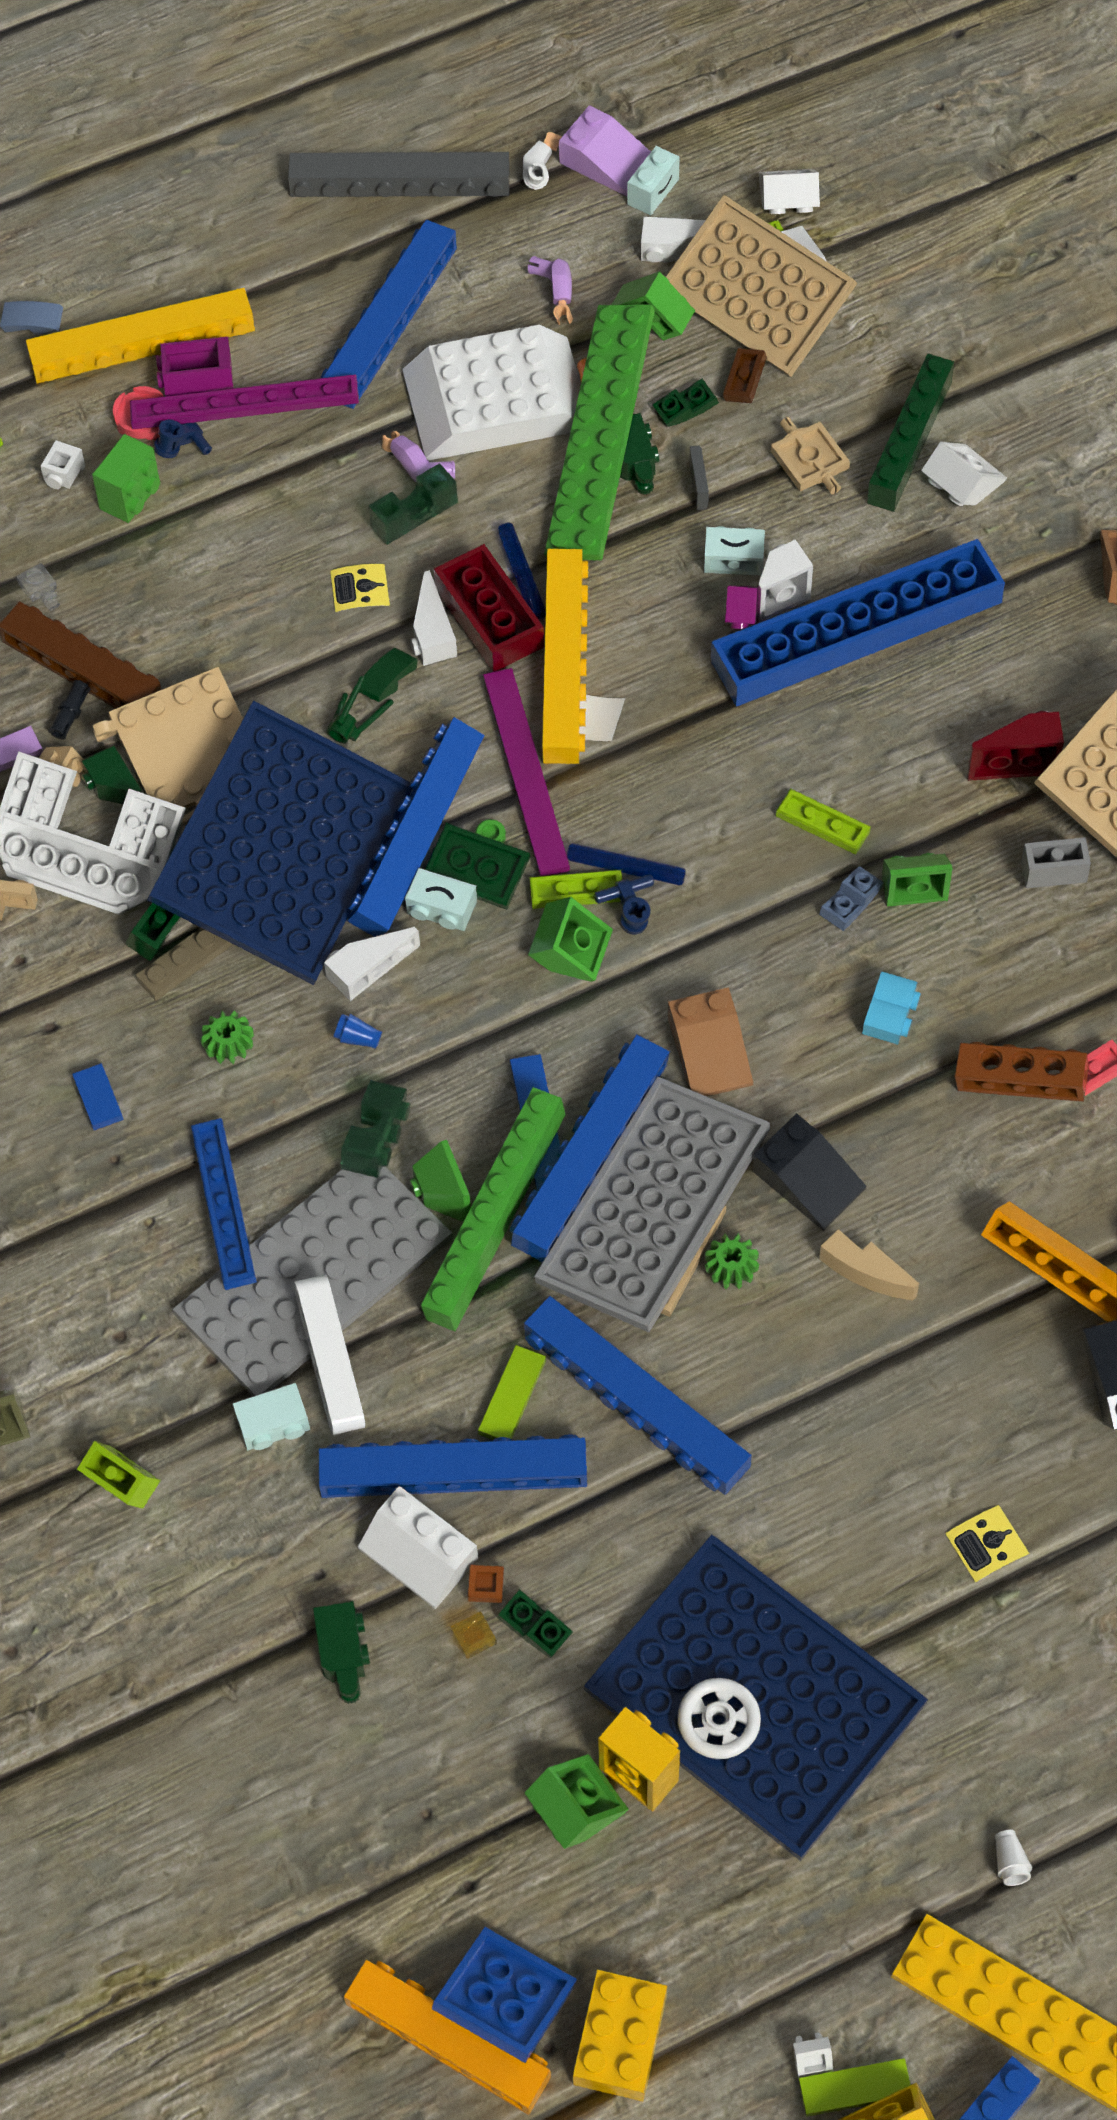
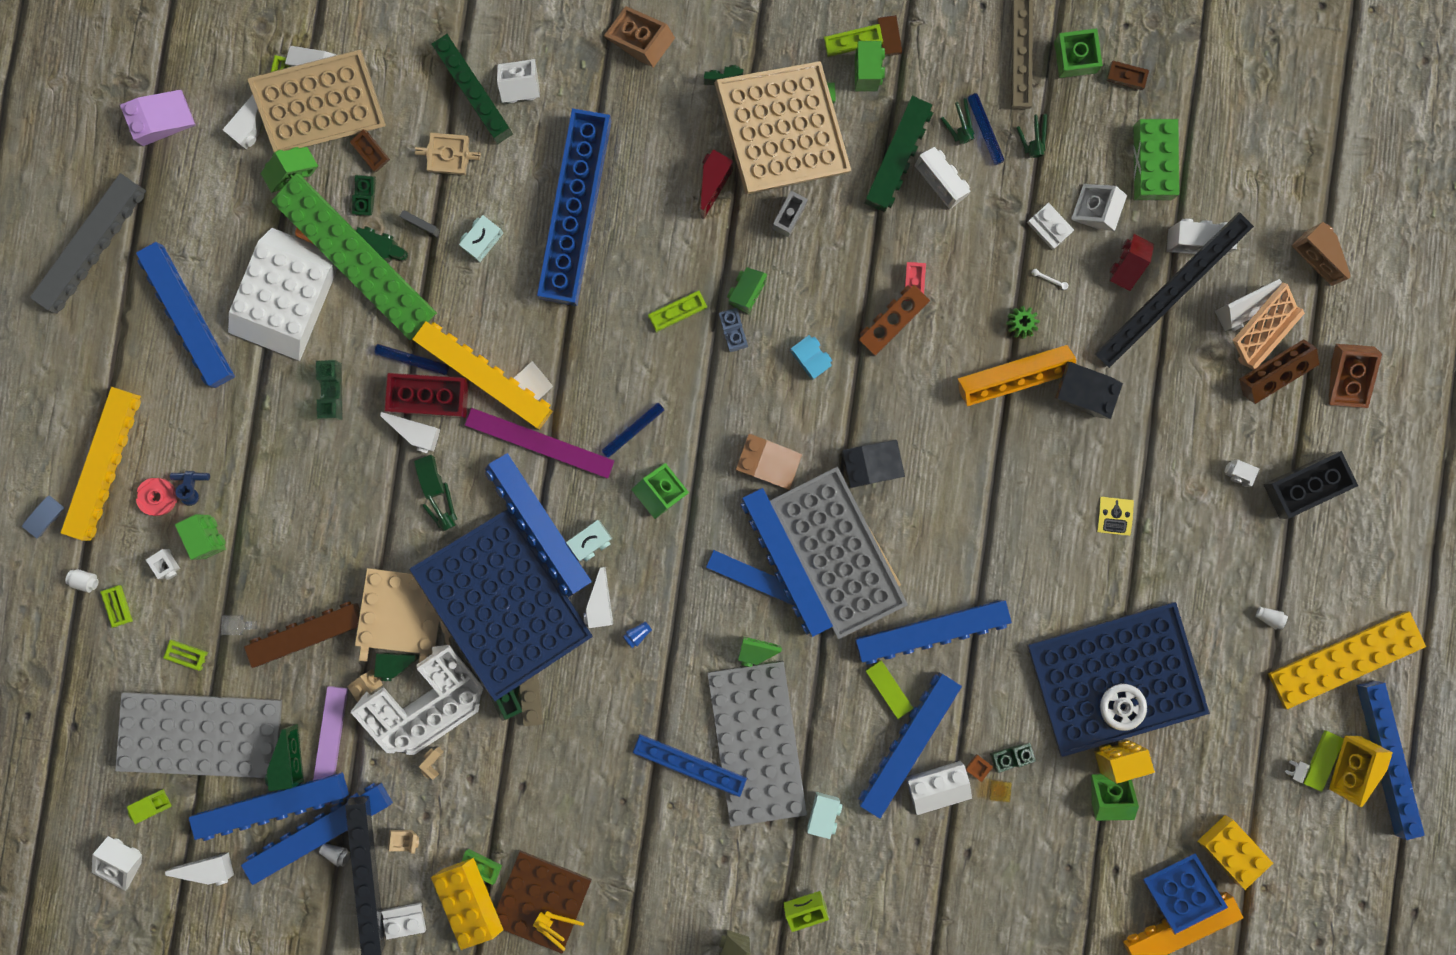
camera: 60 degrees left, 25 degrees up
(69, 709) = (331, 659): black pin -> none
(97, 1096) = (581, 789): blue tile -> none
(195, 355) = (136, 444): magenta window -> none
(221, 1047) = (600, 700): bright green gear -> none
(245, 401) = (193, 438): magenta tile -> none
(329, 1354) = (812, 768): white beam -> none
(340, 1647) = (965, 858): dark green hinge -> none
(359, 586) = (359, 452): light yellow sticker -> none
(370, 1148) = (715, 676): clear green arch -> none
(412, 456) = (298, 370): lavender arm -> none
(480, 862) = (580, 508): dark green tile -> none
(492, 829) = (565, 487): bright green tile -> none
(493, 1209) = (788, 634): bright green brick -> none
(534, 161) = (140, 165): white arm -> none
(561, 281) = (228, 203): lavender arm -> none
(578, 886) = (629, 465): lime tile -> none
(631, 904) = (651, 444): dark blue piece -> none
(653, 180) = (197, 104): light aqua brick -> none
(730, 1251) = (899, 540): bright green gear -> none
(741, 606) = (523, 262): magenta brick -> none
(784, 580) = (522, 226): white slope -> none
(789, 190) = (258, 33): white slope -> none
(867, 1267) = (942, 472): tan slope -> none

